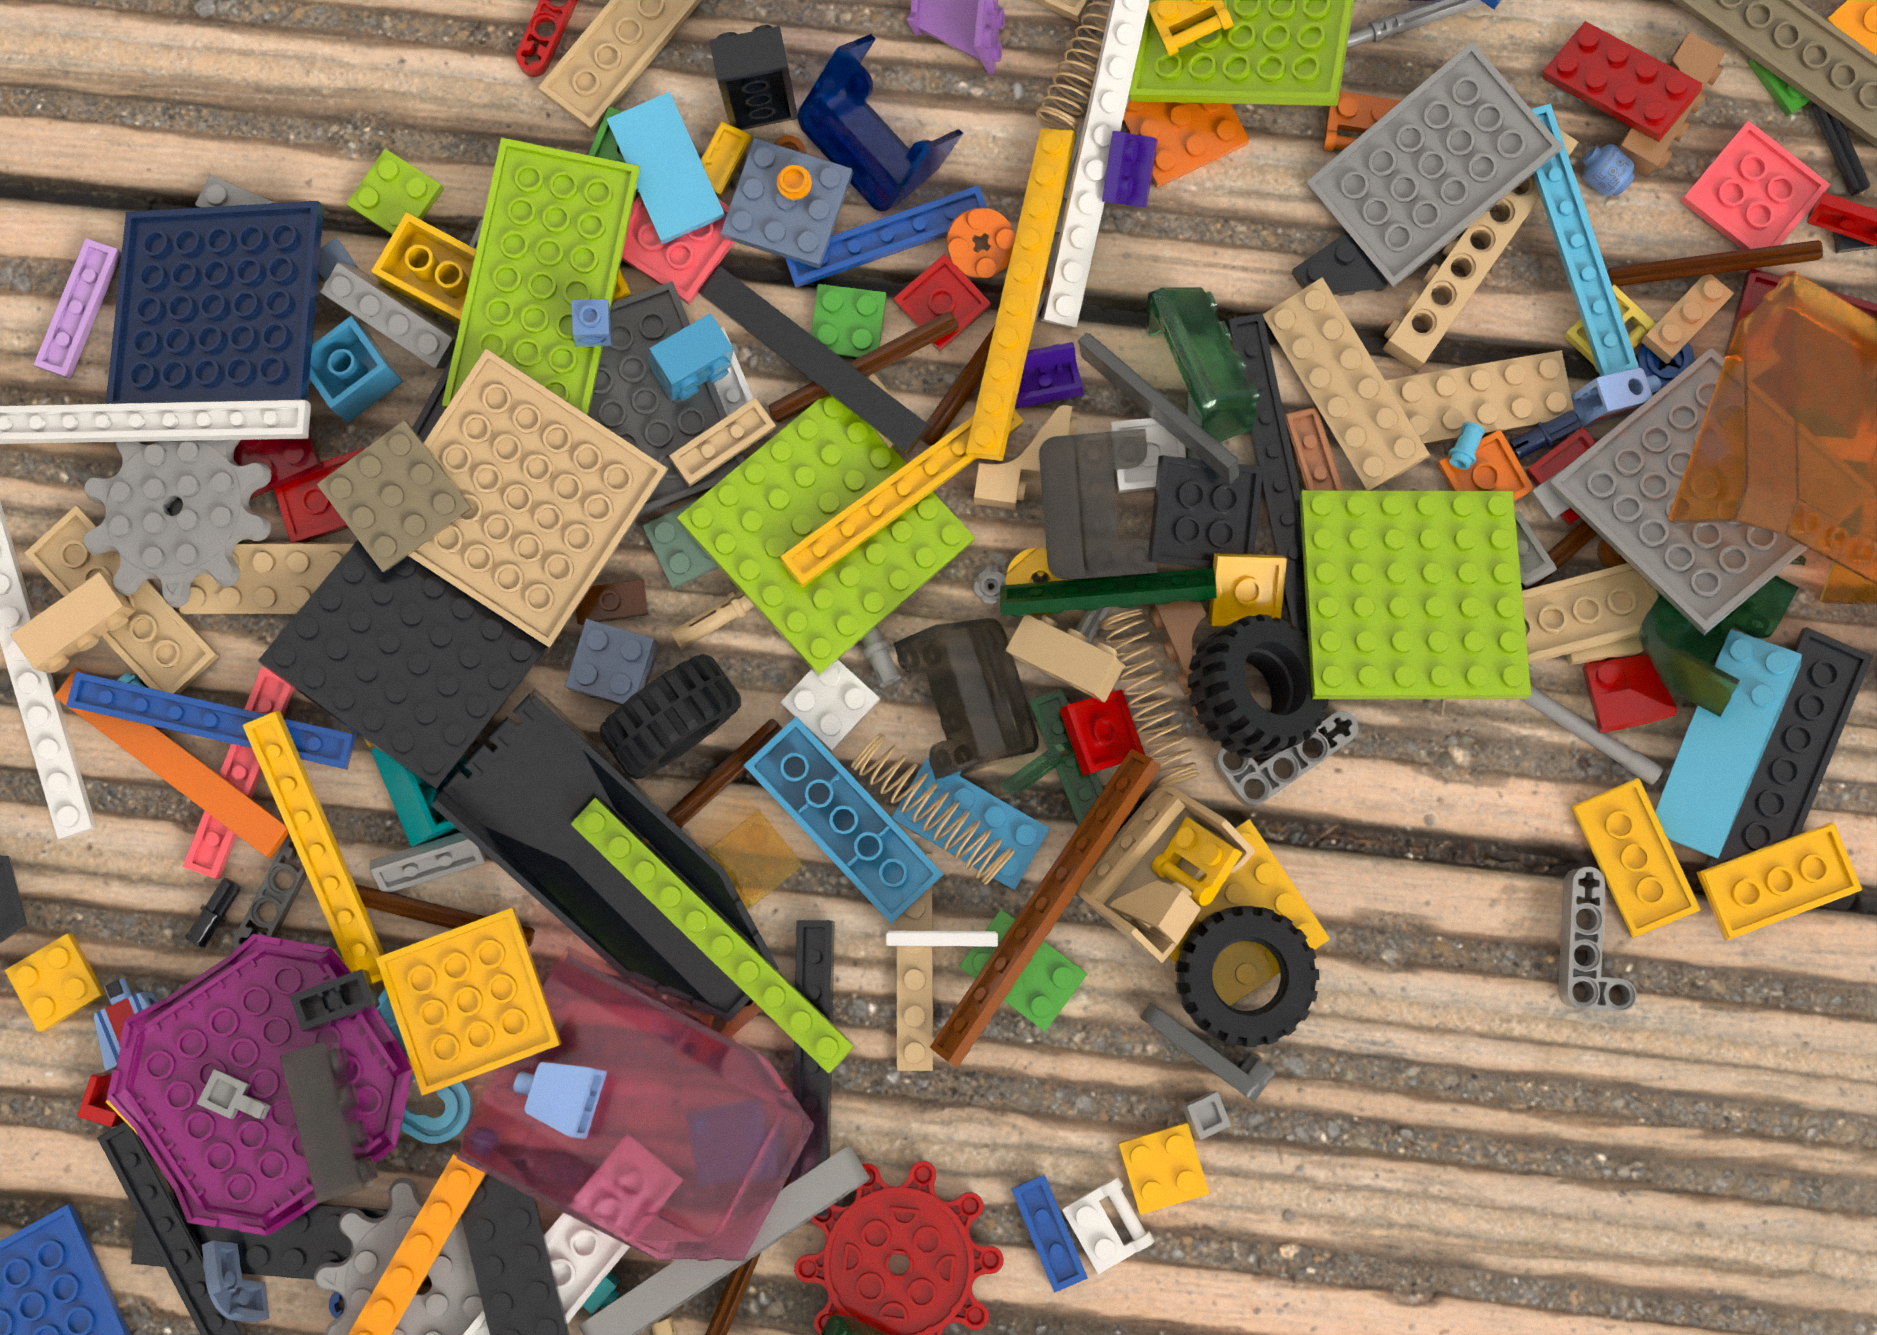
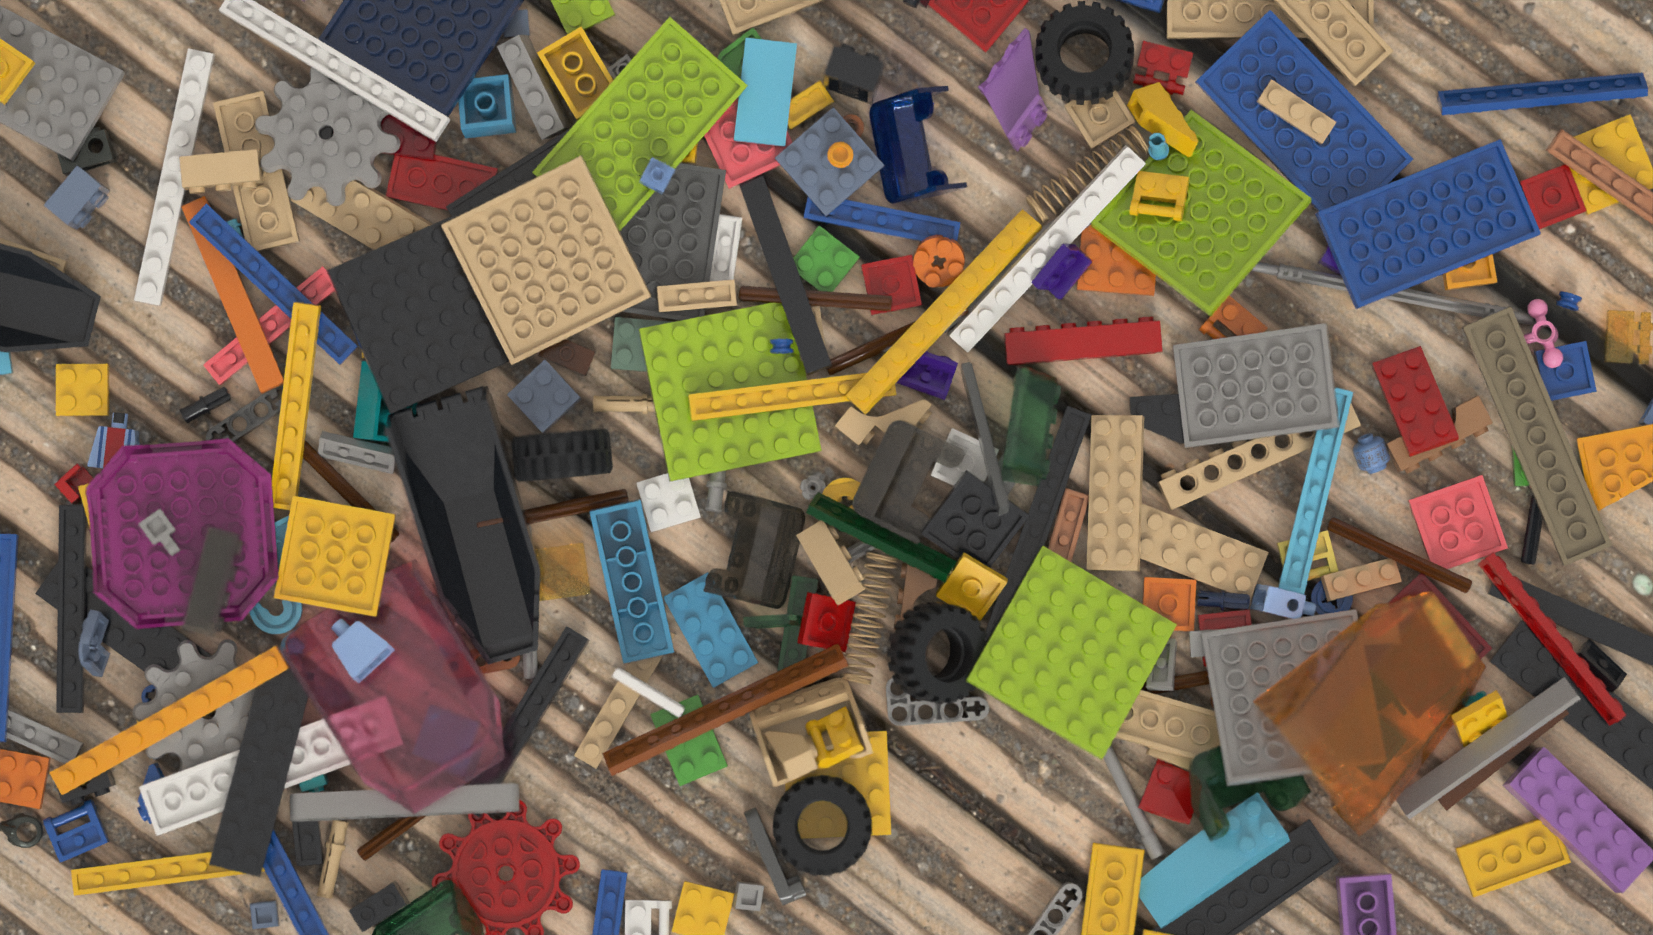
camera: 25 degrees right, 5 degrees up
(335, 1001) = (256, 510): black brick -> none
(394, 496) = (470, 215): dark tan plate -> none
(691, 358) = (707, 233): dark azure brick -> none
(713, 935) = (509, 604): lime plate -> none
(856, 440) = (781, 346): none -> blue bush
(861, 761) = (670, 550): tan piece -> none
(1202, 237) = (1082, 342): none -> red brick
(1464, 451) = (1166, 578): medium azure pin -> none

